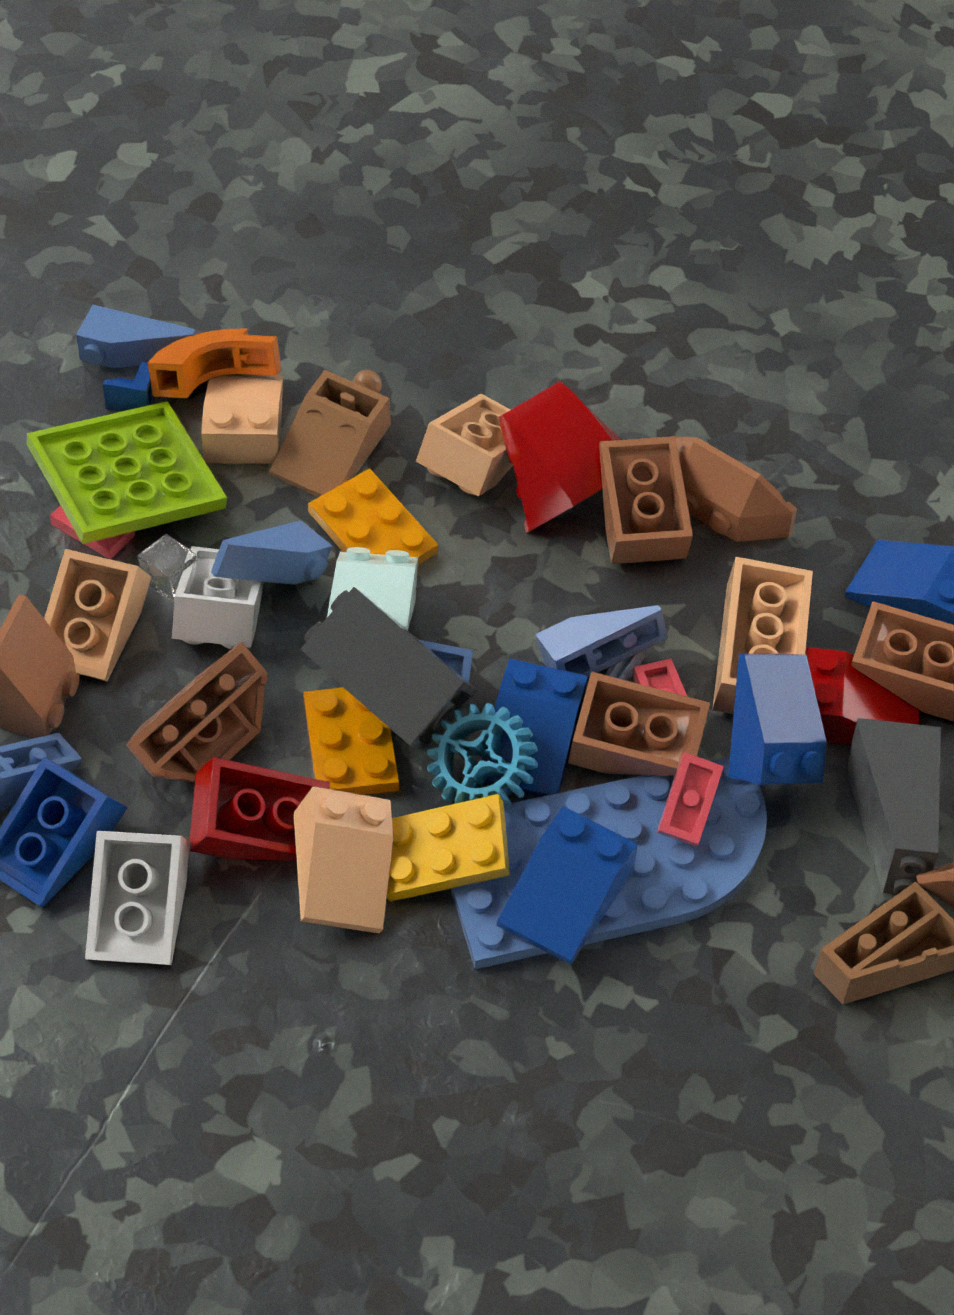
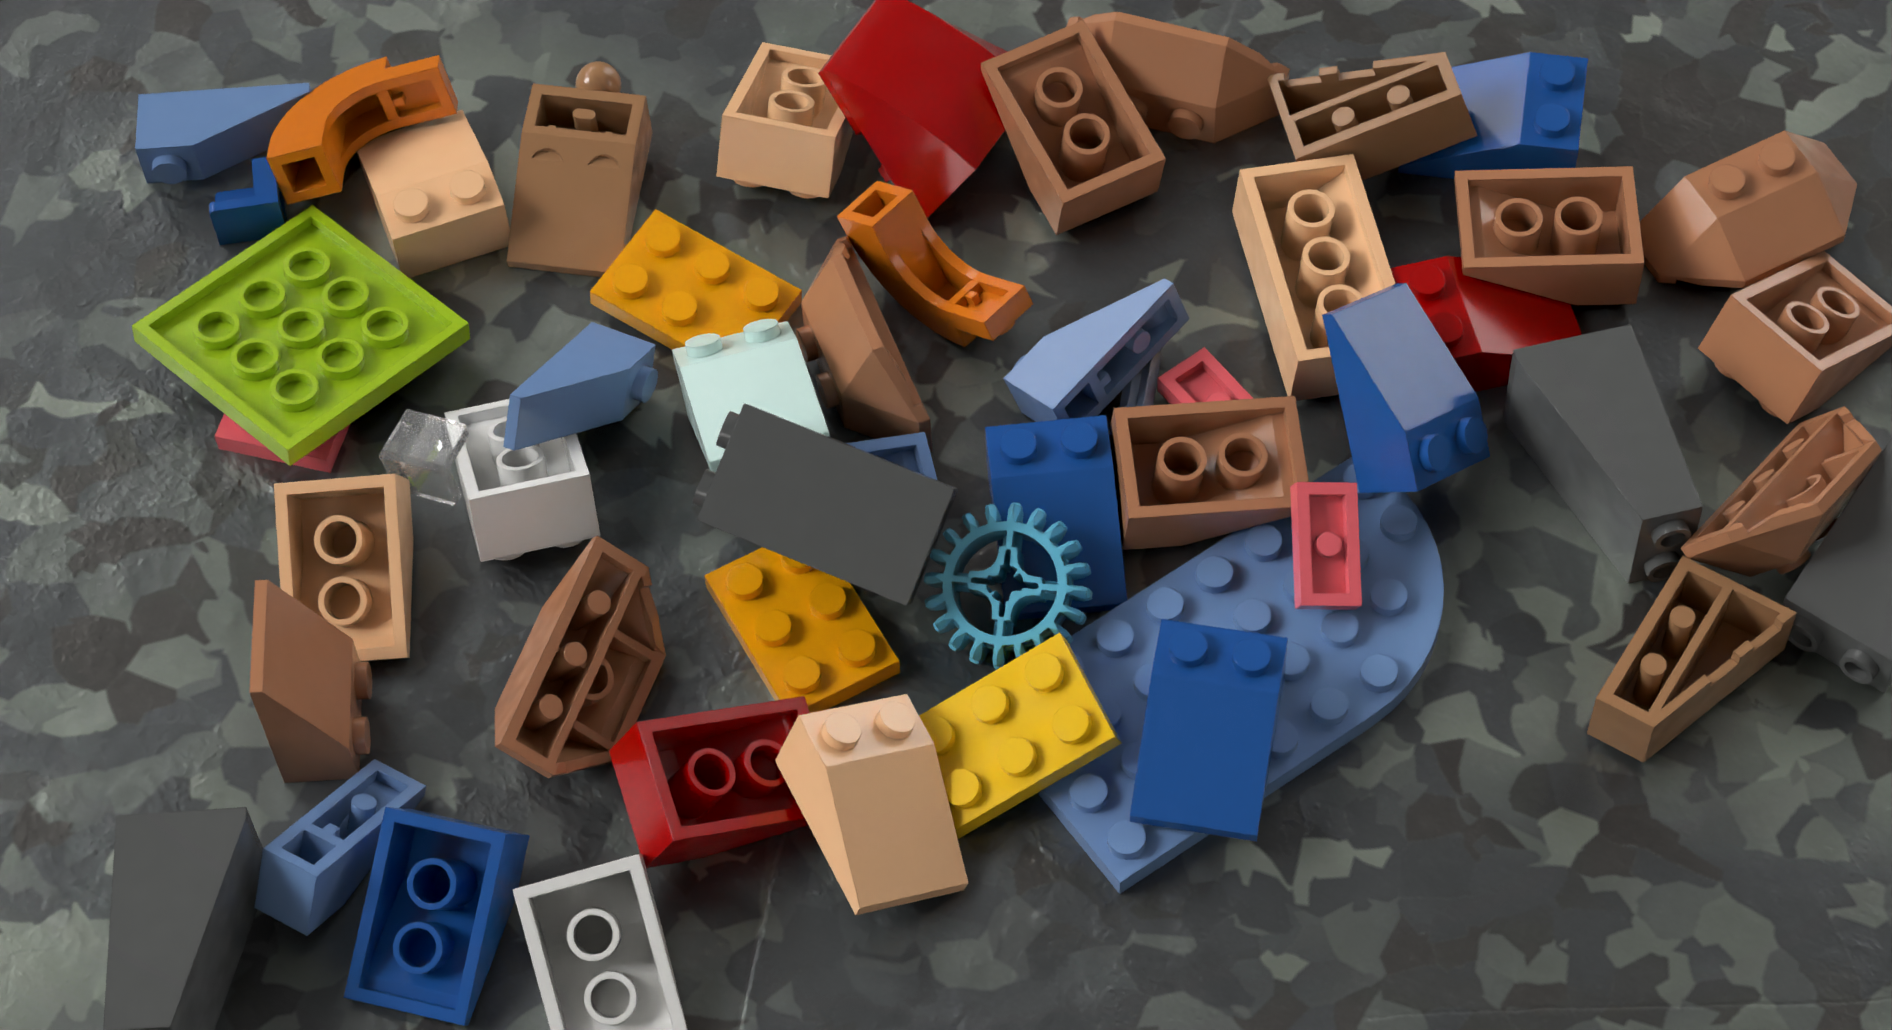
camera: 15 degrees left, 5 degrees up
(454, 589) = (857, 352): none -> nougat wedge
(515, 554) = (923, 273): none -> orange arch
(838, 553) = (1377, 114): none -> medium nougat wedge

